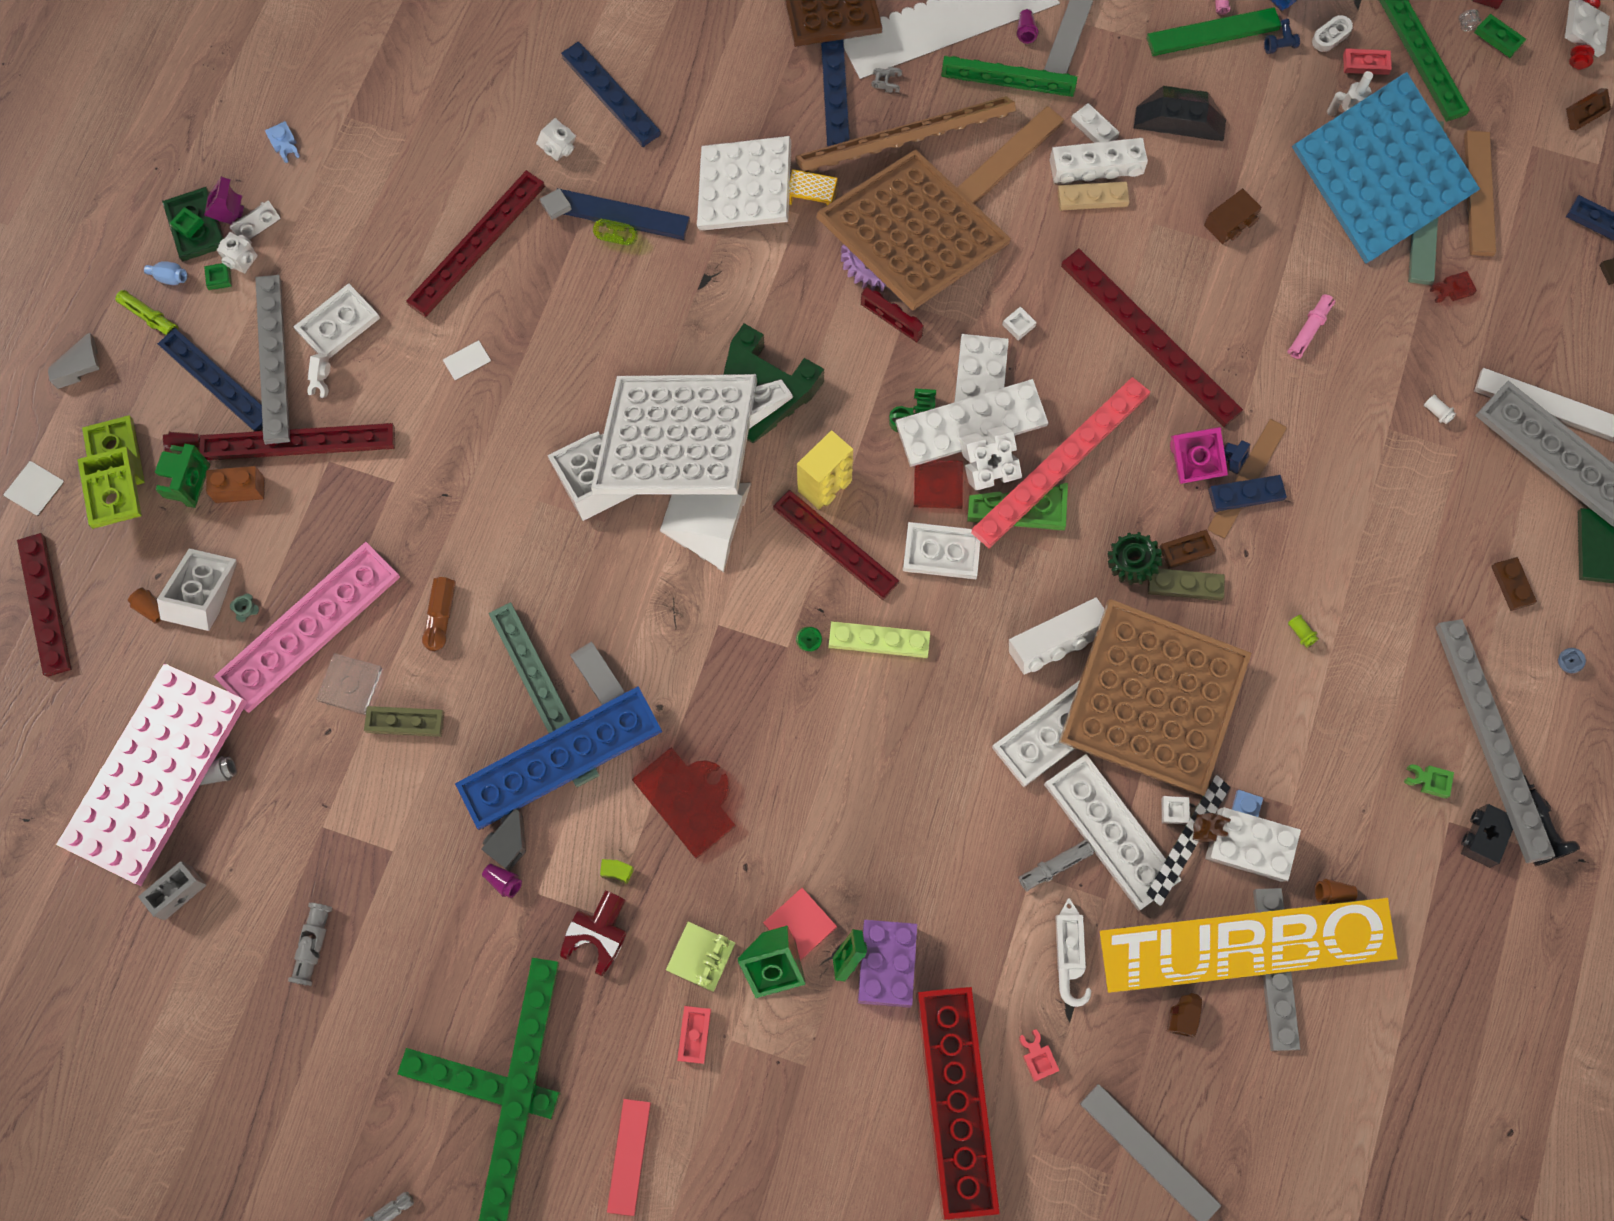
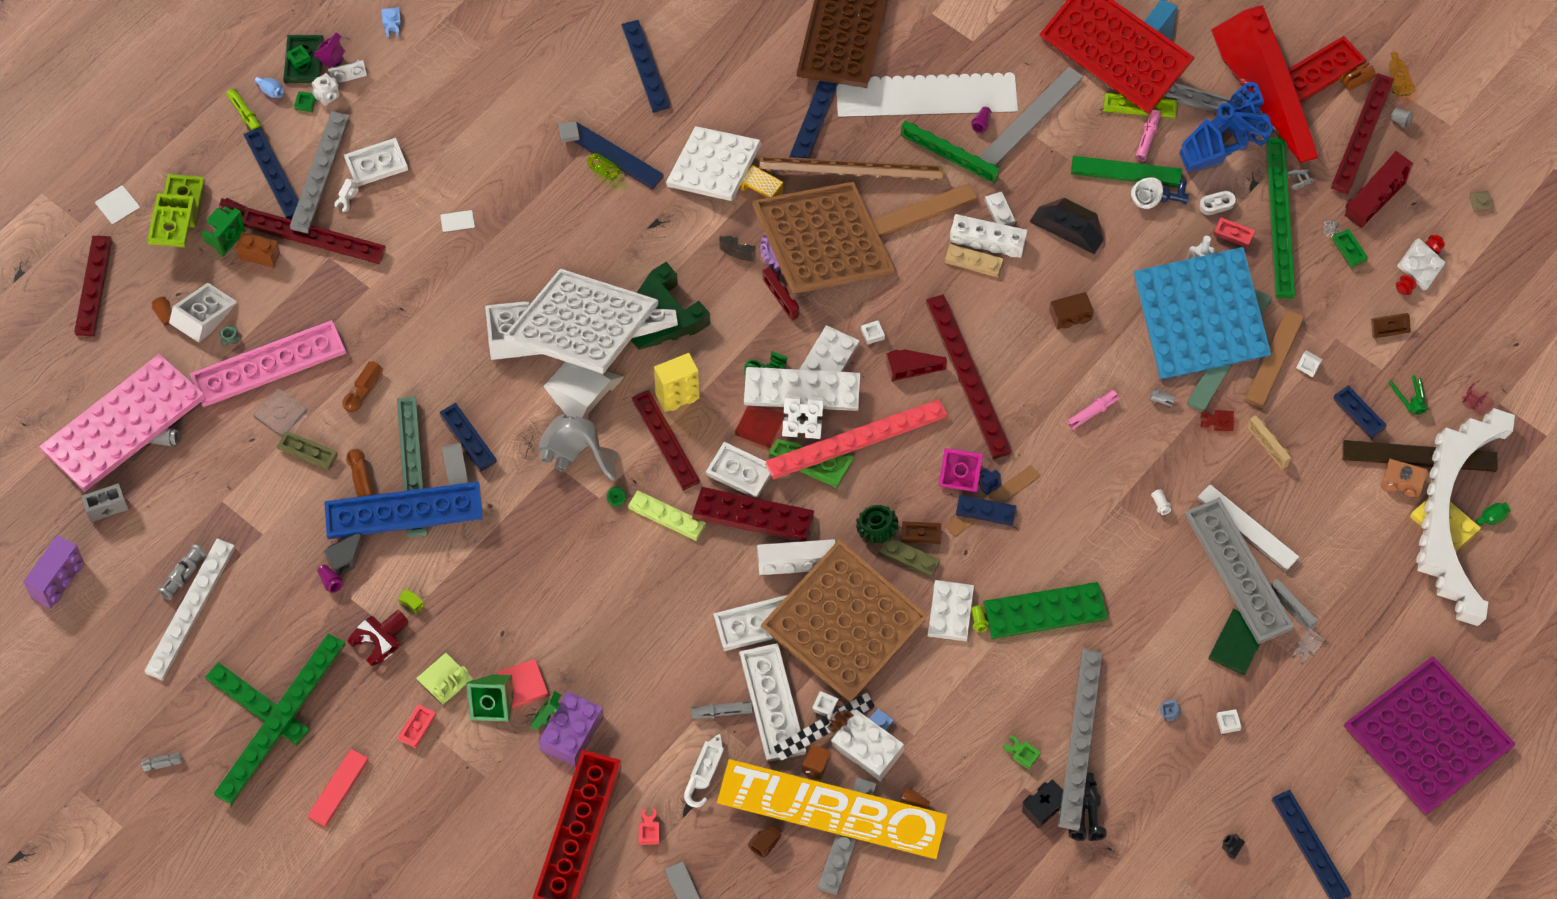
camera: 20 degrees right, 10 degrees down
(74, 363) = (180, 128): light grey slope -> none
(143, 1012) = (54, 572): none -> medium lavender brick
(340, 990) = (189, 609): none -> white plate
(475, 244) = (499, 140): dark red plate -> none
(486, 732) = (361, 477): none -> dark orange piece
(556, 140) = (589, 86): white brick -> none
(596, 629) = (468, 437): none -> dark blue gear
(687, 800) = (482, 573): clear red plate -> none
(722, 587) = (570, 436): none -> light grey hips
(808, 277) = (730, 246): none -> clear smoke slope
(884, 84) = (860, 119): light grey piece -> none
(983, 600) = (753, 514): none -> dark red plate
(1081, 345) = (909, 363): none -> dark red slope
(1200, 889) = (816, 762): none -> dark orange brick
(1254, 47) = (1147, 193): none -> white hair
(1264, 632) = (950, 610): none -> white plate
(1371, 591) = (1045, 610): none -> green plate
(1376, 283) = (1161, 397): none -> light grey pin
(1514, 584) = (1155, 643): reddish brown plate -> none
(1523, 184) = (1309, 363): none -> white tile
(1525, 294) = (1269, 442): none -> tan plate

